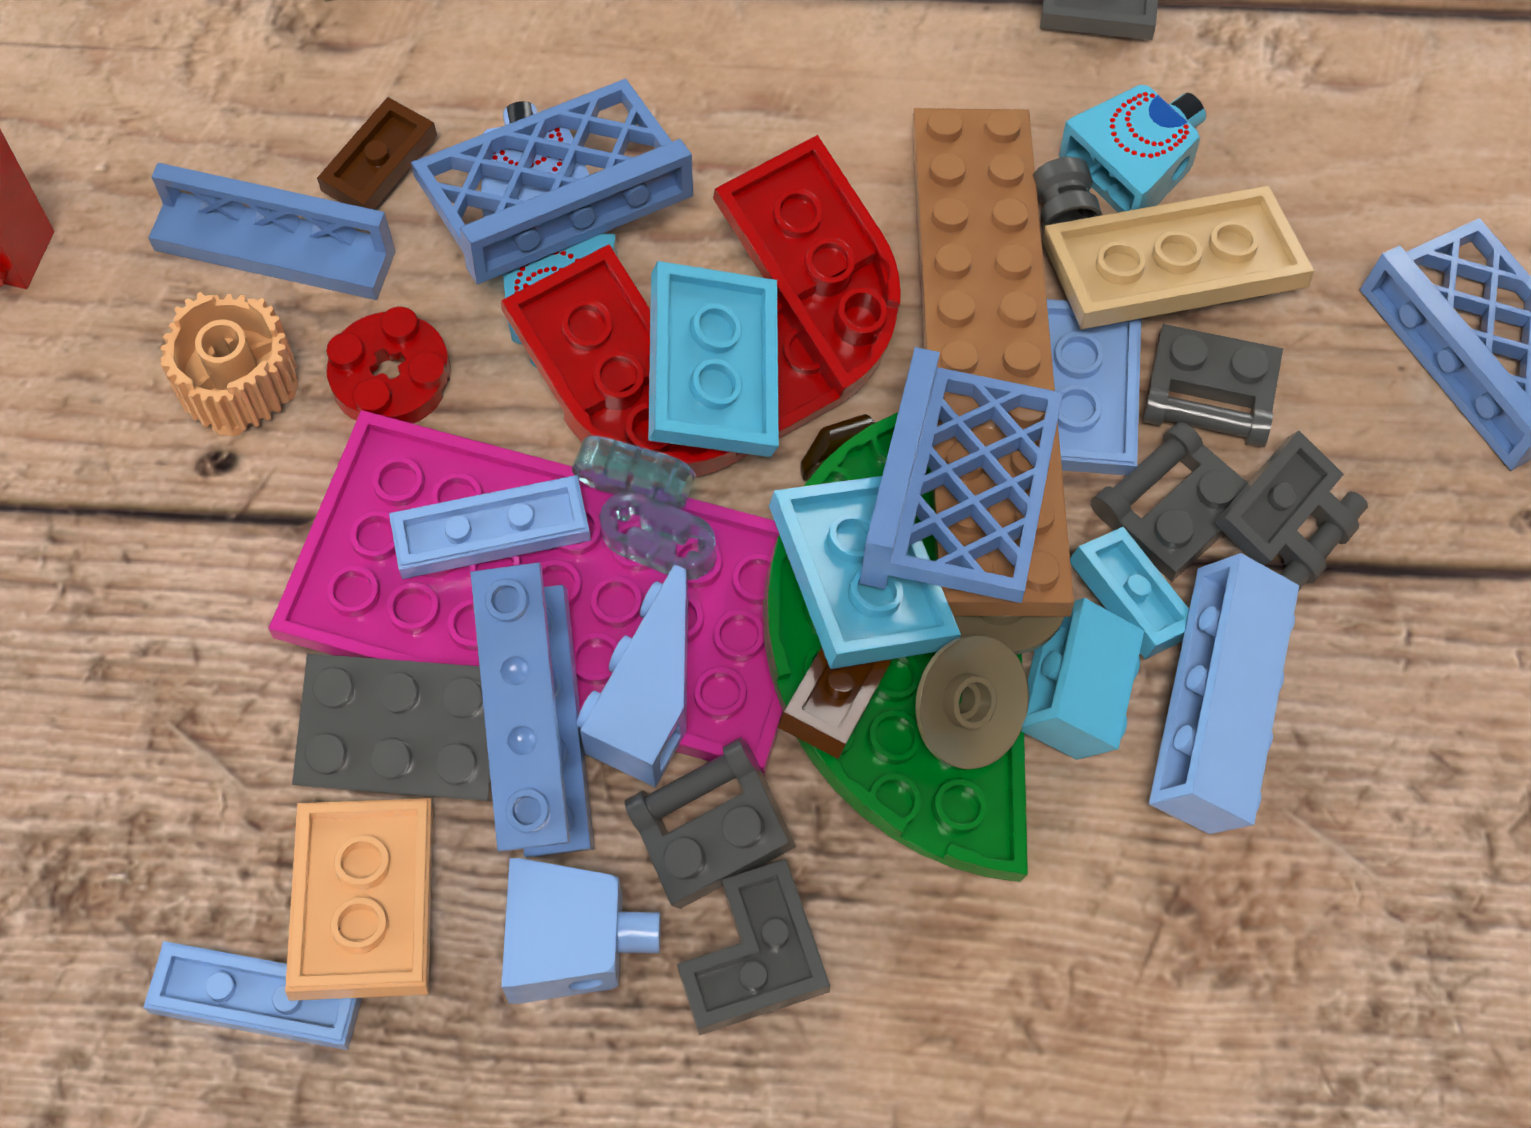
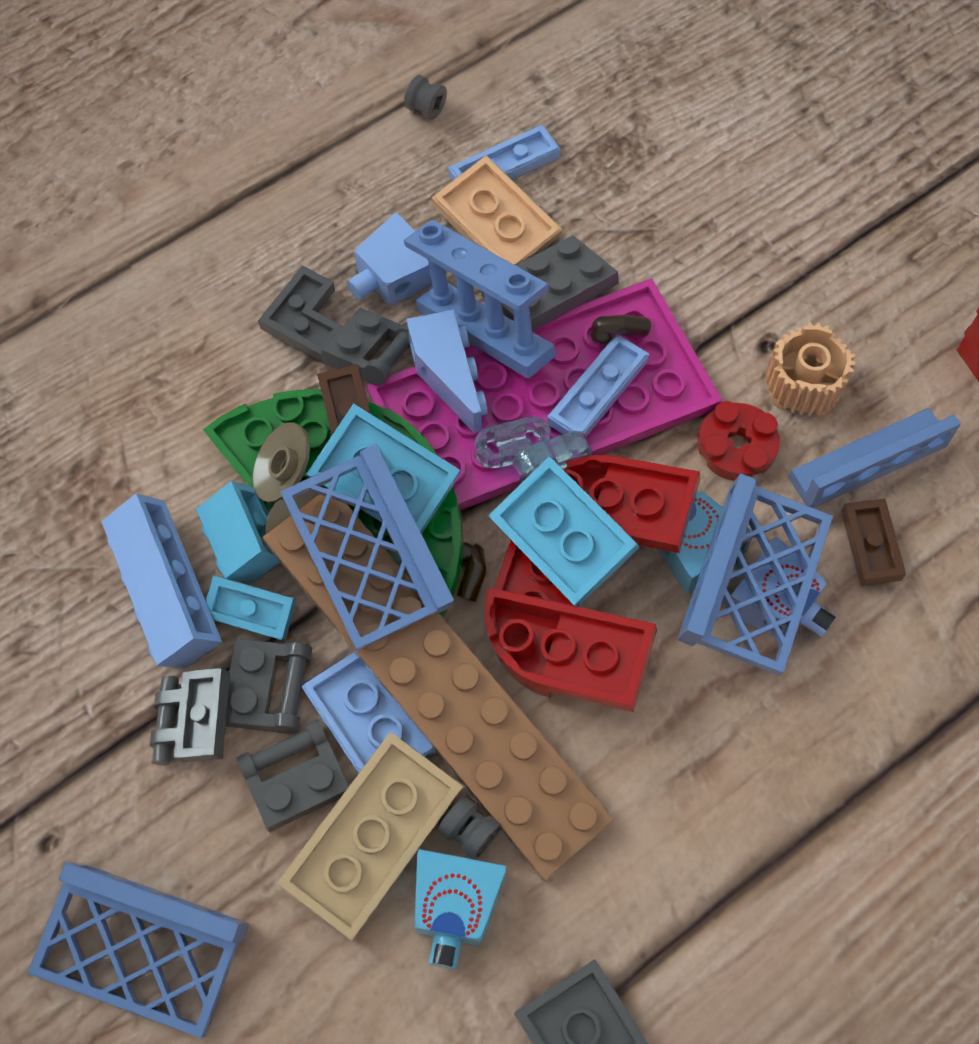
camera: 140 degrees right, 0 degrees up
(390, 573) = (619, 324): none -> dark brown arm

